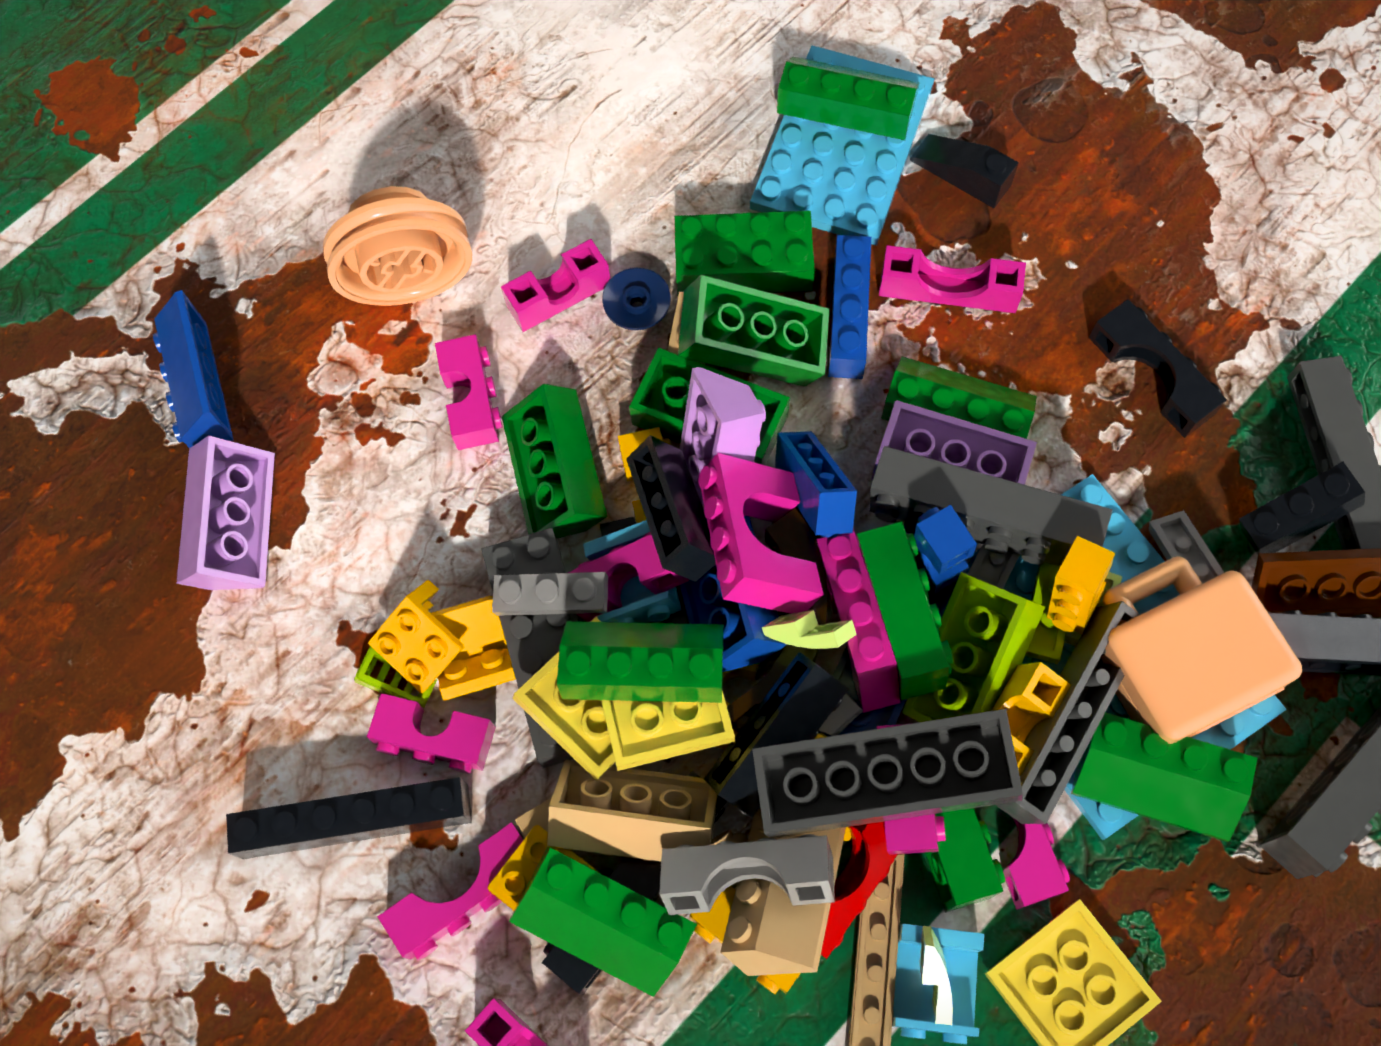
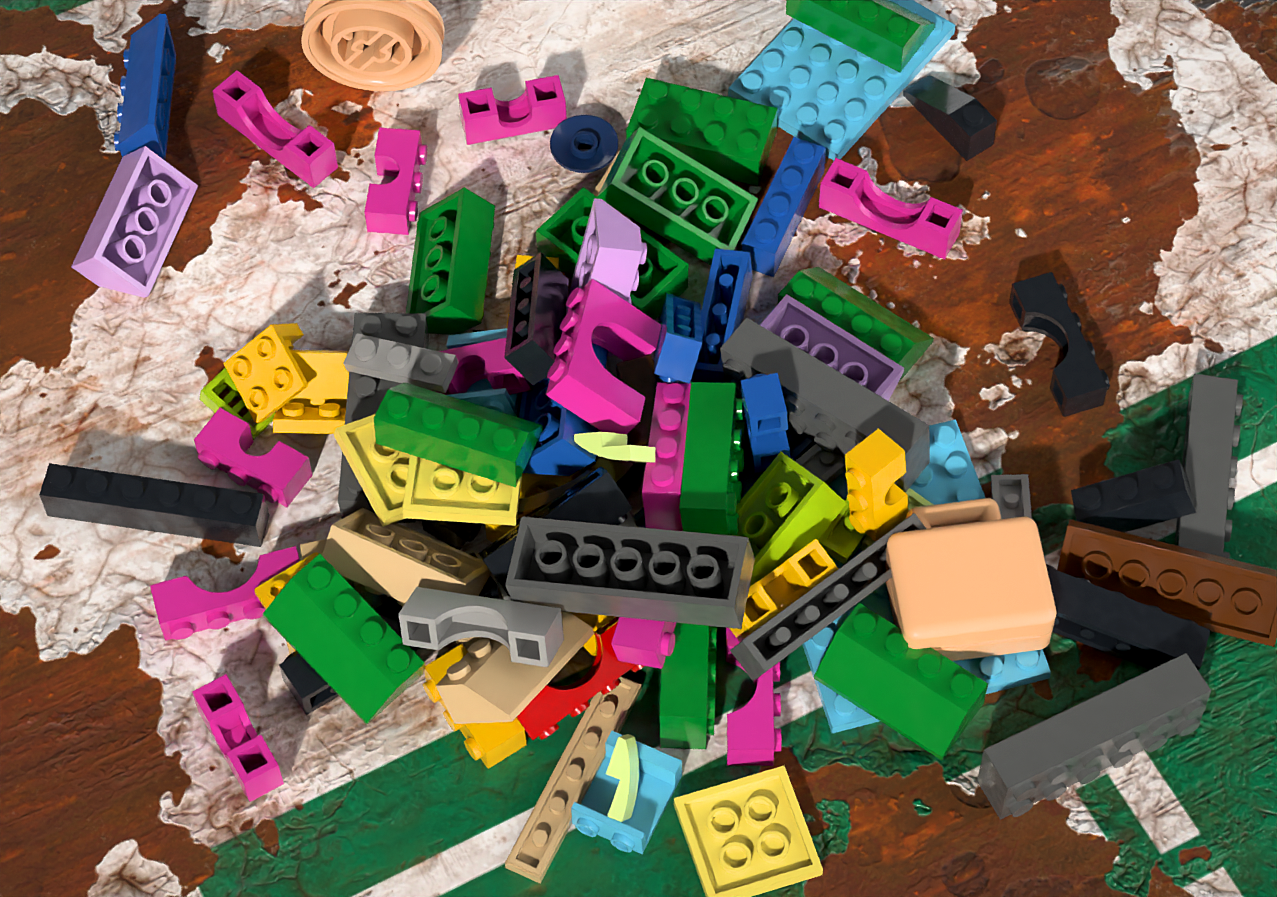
camera: 15 degrees right, 10 degrees down
(359, 387) = (247, 110): none -> dark pink arch
(837, 428) = (722, 310): none -> blue brick

